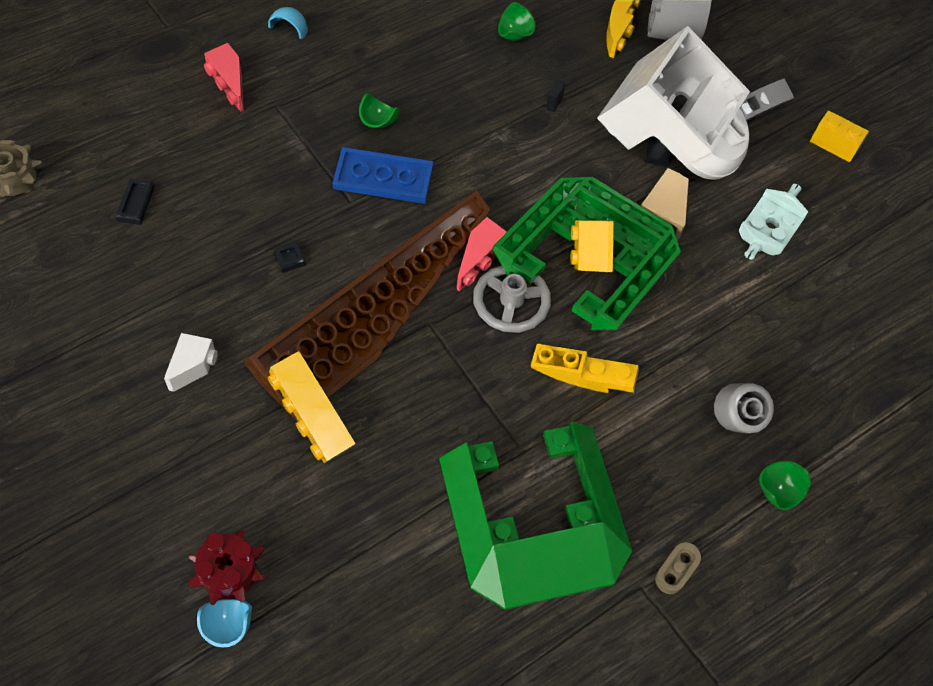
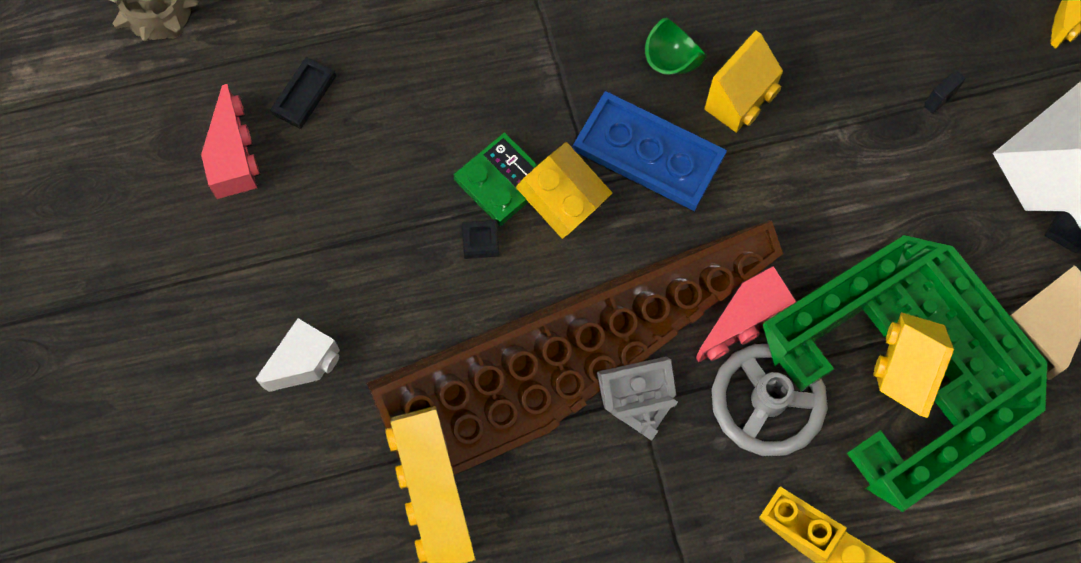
camera: 25 degrees right, 10 degrees up
(93, 247) = (225, 150): none -> coral slope
(291, 217) = (493, 178): none -> green plate
(334, 212) = (564, 190): none -> yellow slope
(428, 318) = (639, 393): none -> light grey slope
(430, 119) = (744, 84): none -> yellow slope

